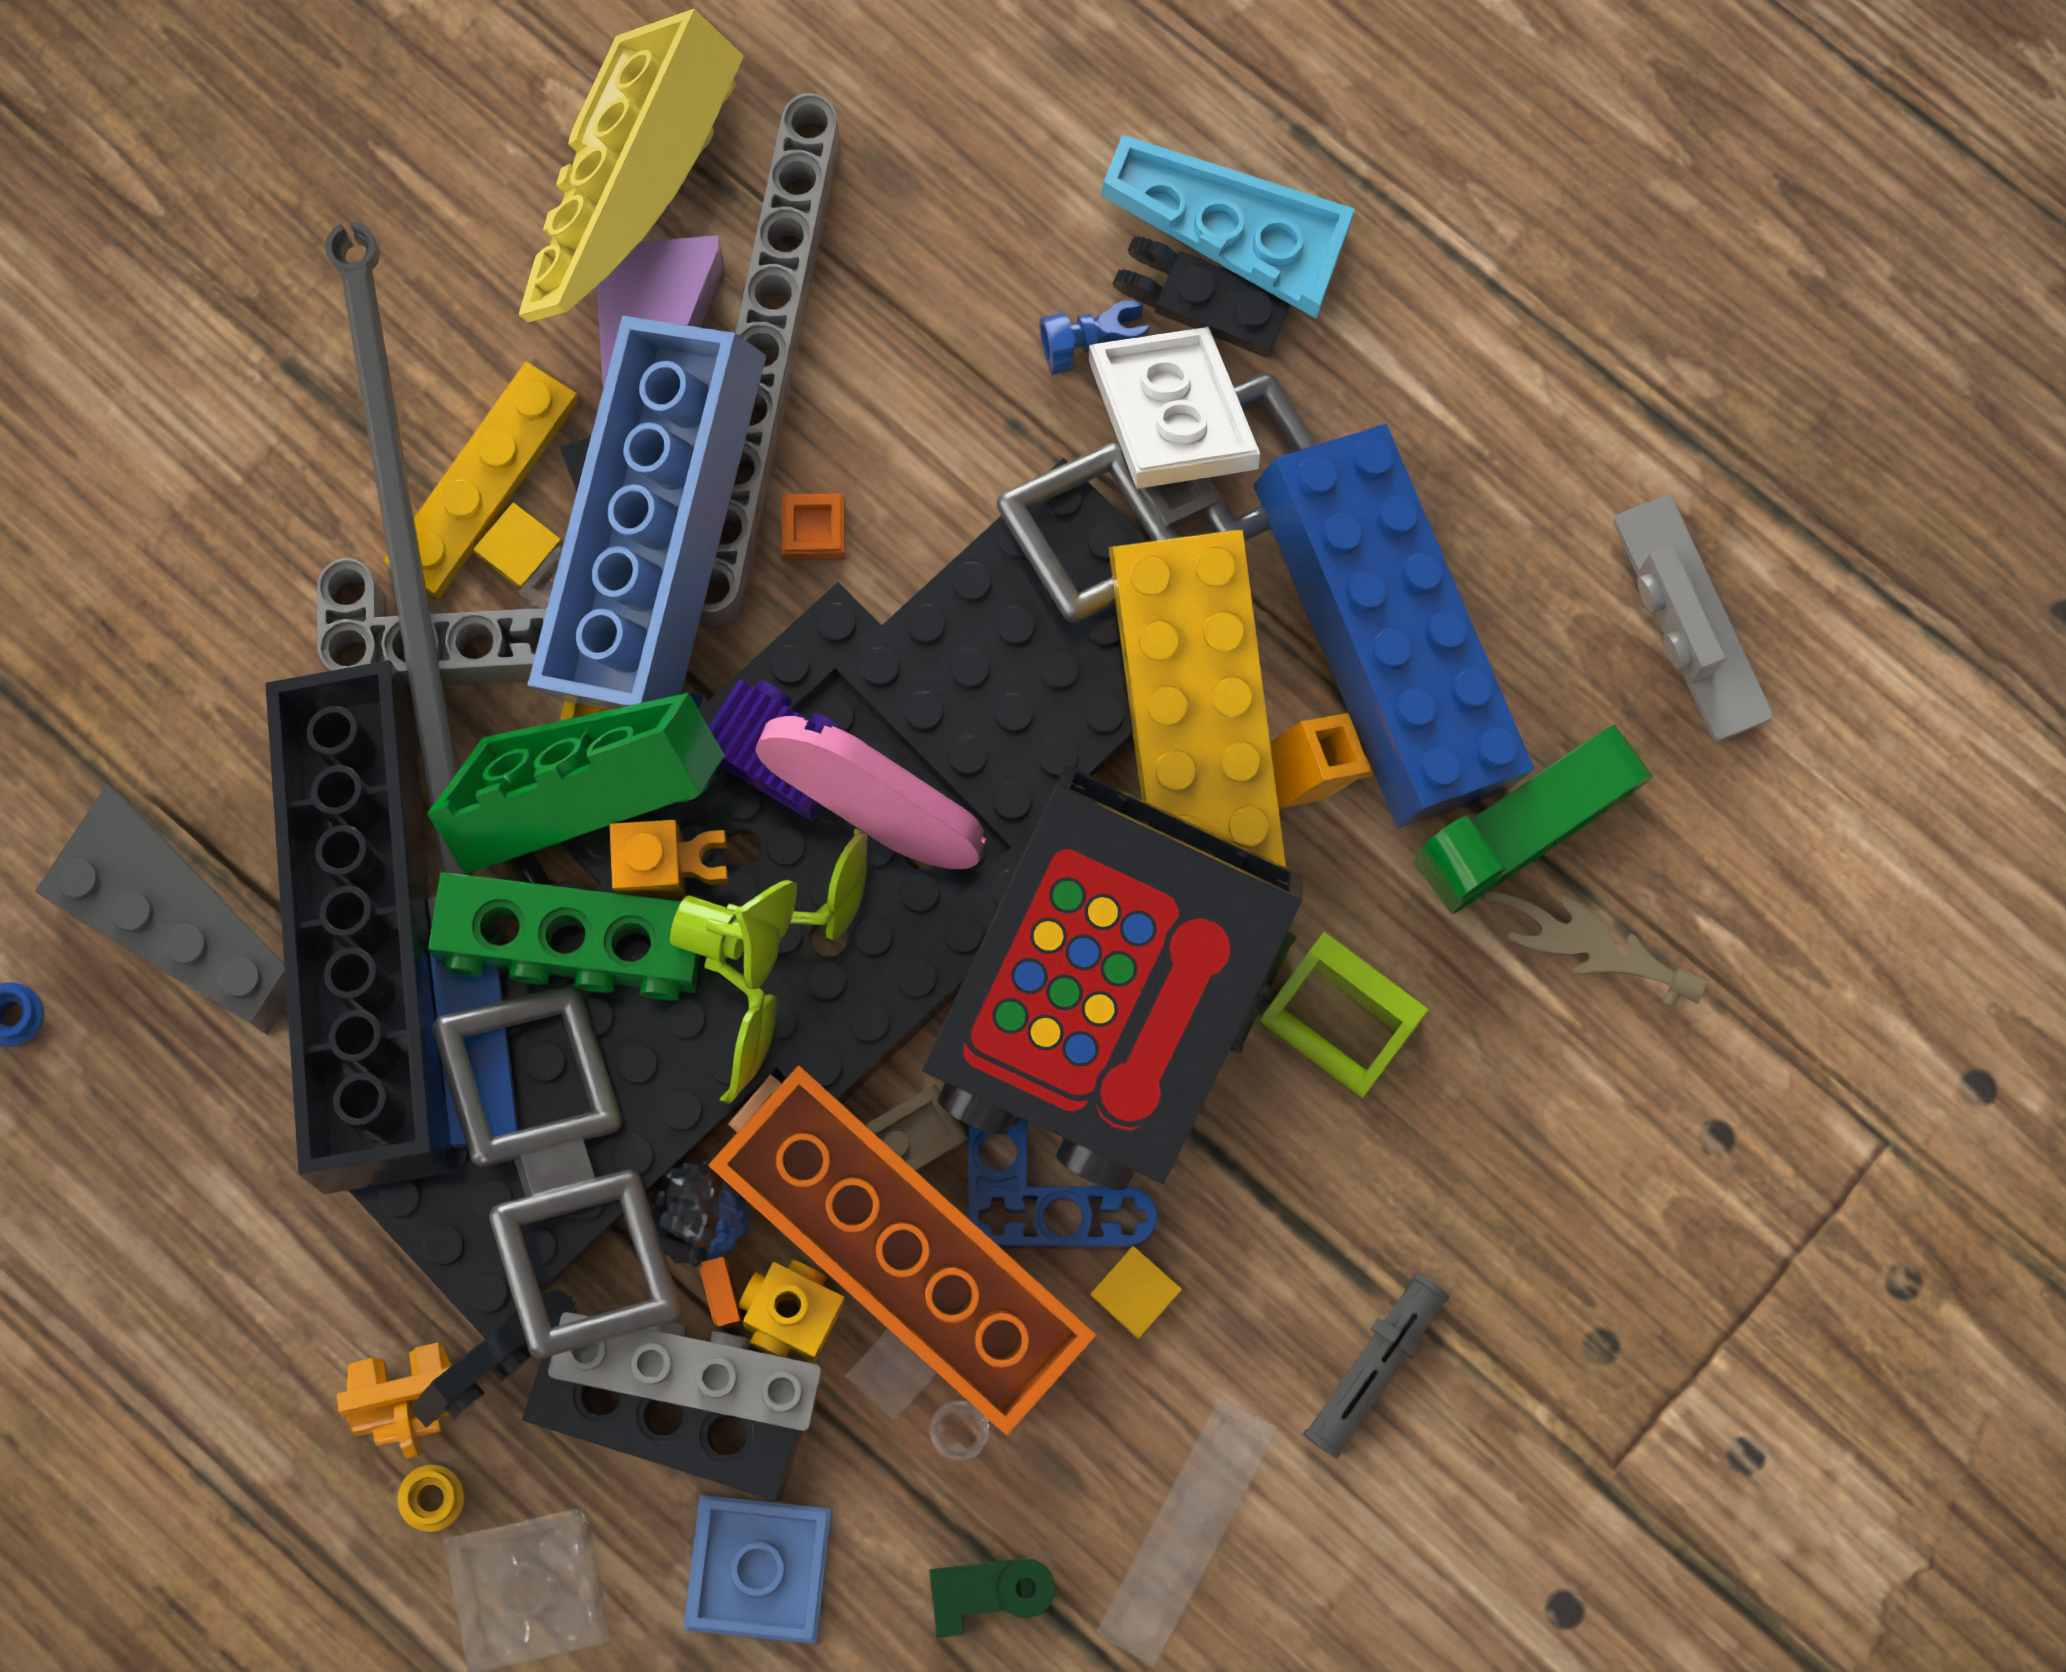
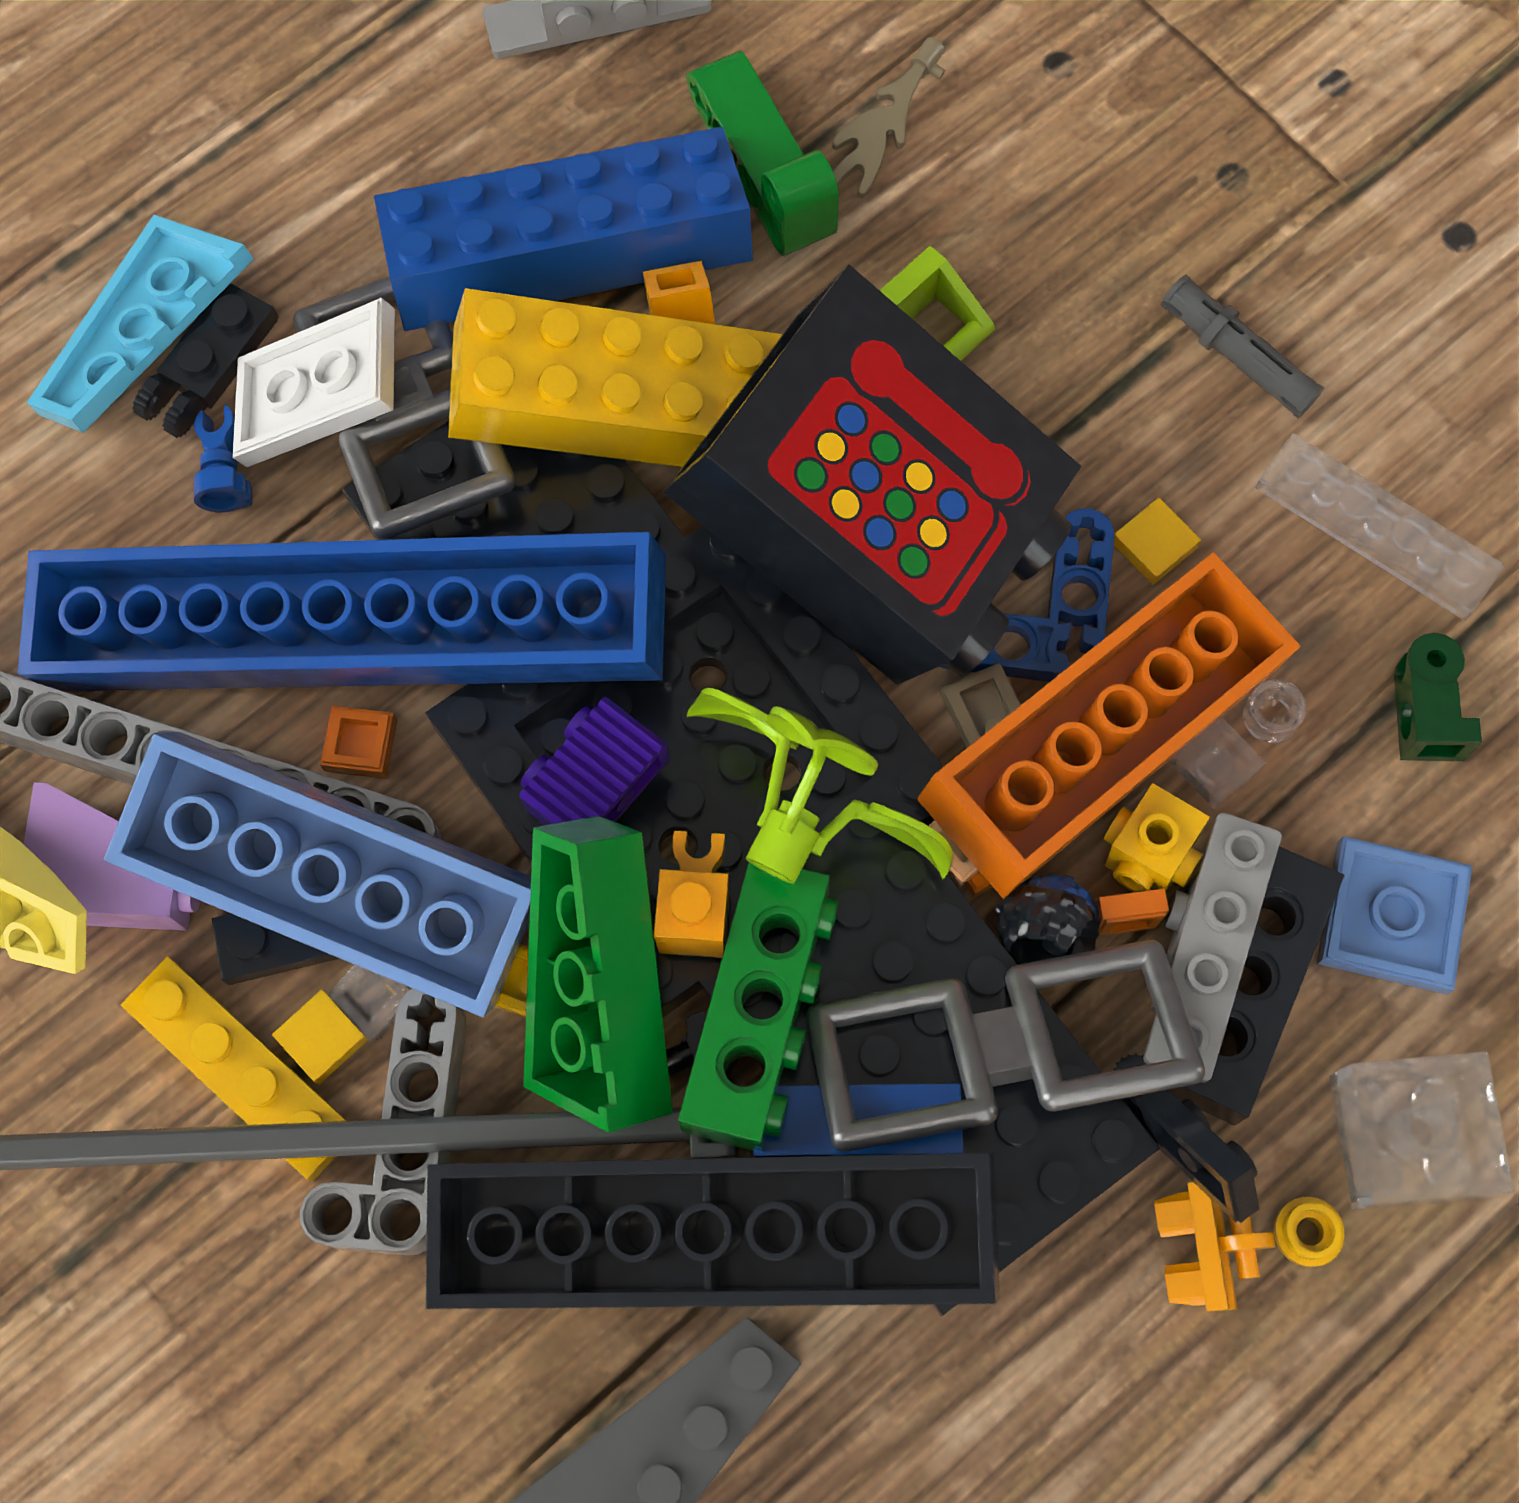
camera: 80 degrees left, 5 degrees down
(872, 793) = (664, 667): bright pink tile -> none
(911, 484) = (346, 613): none -> blue brick

